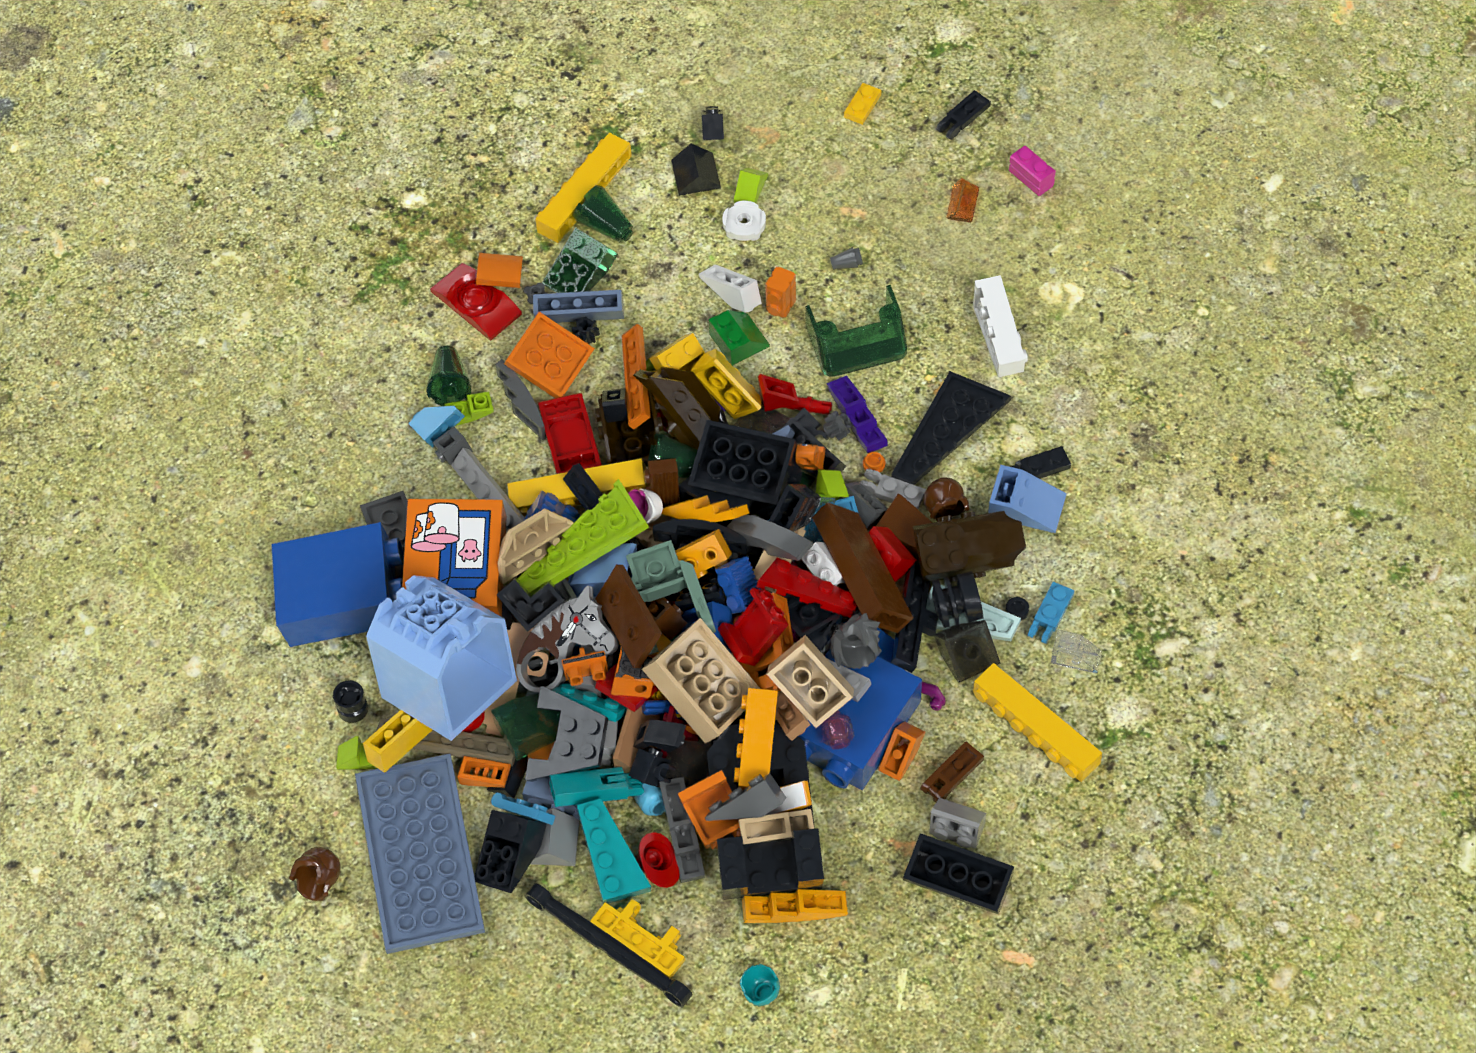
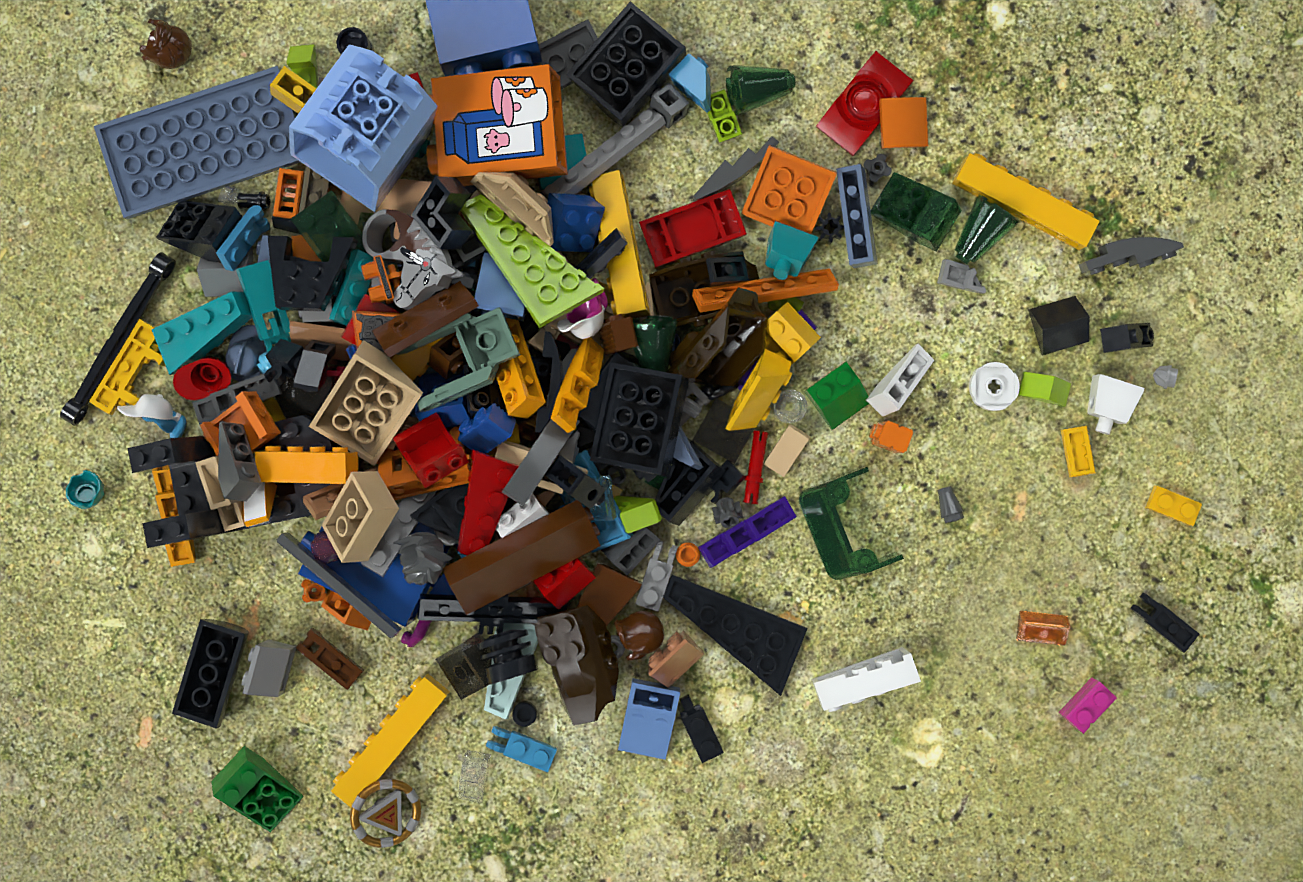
camera: 85 degrees right, 30 degrees up
(409, 468) = (627, 64): none -> black slope
(476, 831) = (228, 196): none -> clear plate
(484, 808) = (261, 199): none -> black pin
(600, 360) = (788, 250): none -> teal torso
(636, 825) = (244, 353): none -> sand blue piece
(639, 116) = (1131, 251): none -> dark grey slope
(643, 240) = (959, 276): none -> light grey slope
(690, 909) = (157, 410): none -> white hair
(747, 365) = (797, 413): none -> clear wheel
(750, 99) = (1165, 376): none -> light grey plate
(767, 137) = (1112, 401): none -> white torso
(776, 393) = (756, 446): red slope -> none
(780, 369) = (786, 450): none -> tan tile
(808, 165) = (1078, 451): none -> yellow plate
(810, 456) = (665, 490): orange leg -> none
(875, 725) = (339, 585): none -> dark grey tile
(882, 781) = (308, 595): none -> orange plate
(968, 471) = (674, 659): none -> nougat slope
(1079, 849) = (255, 789): none -> green slope
(1107, 727) = (385, 813): none -> piece

